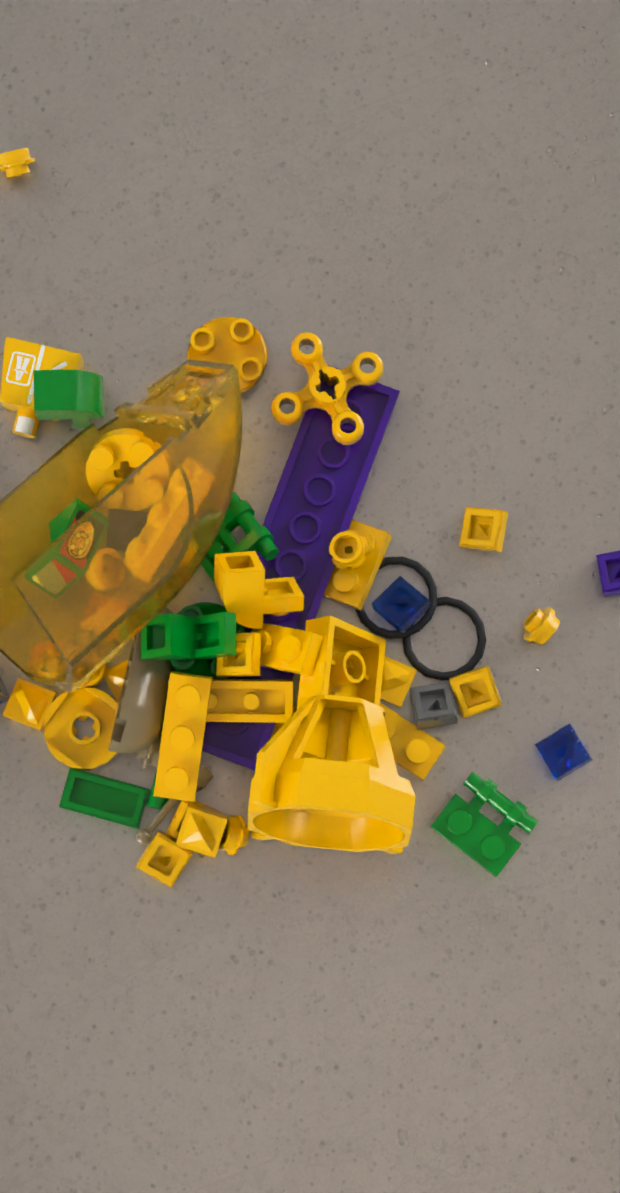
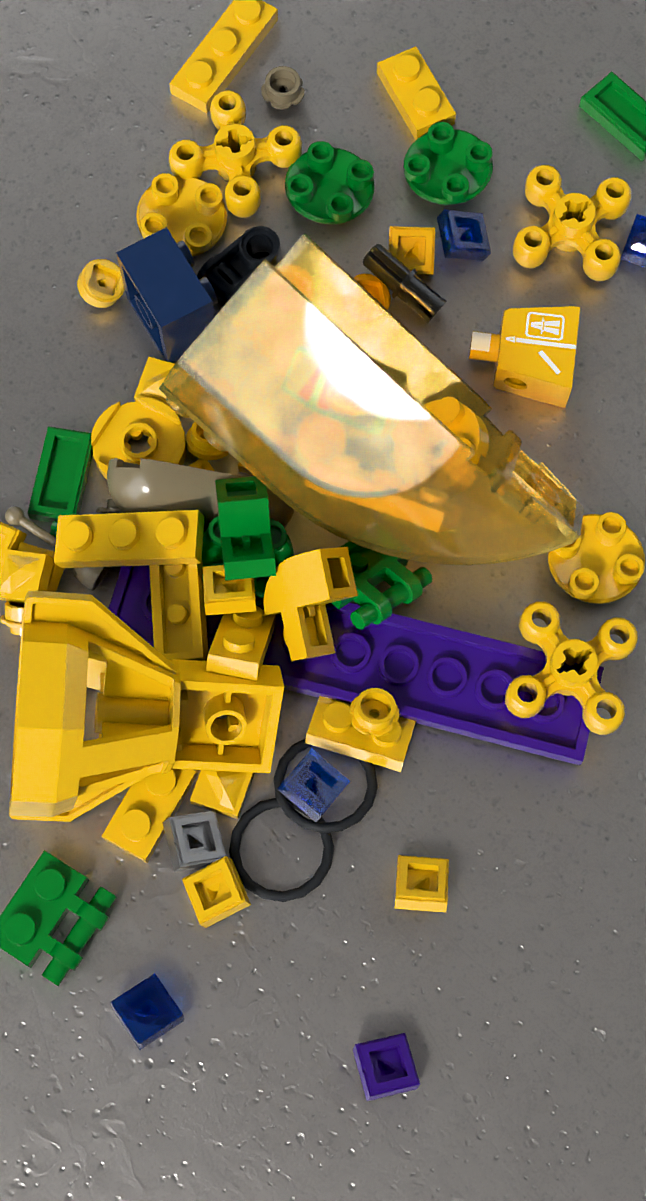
camera: 85 degrees right, 10 degrees down
(68, 396) = (519, 373): green brick -> none
(540, 625) = (306, 966): yellow plate -> none

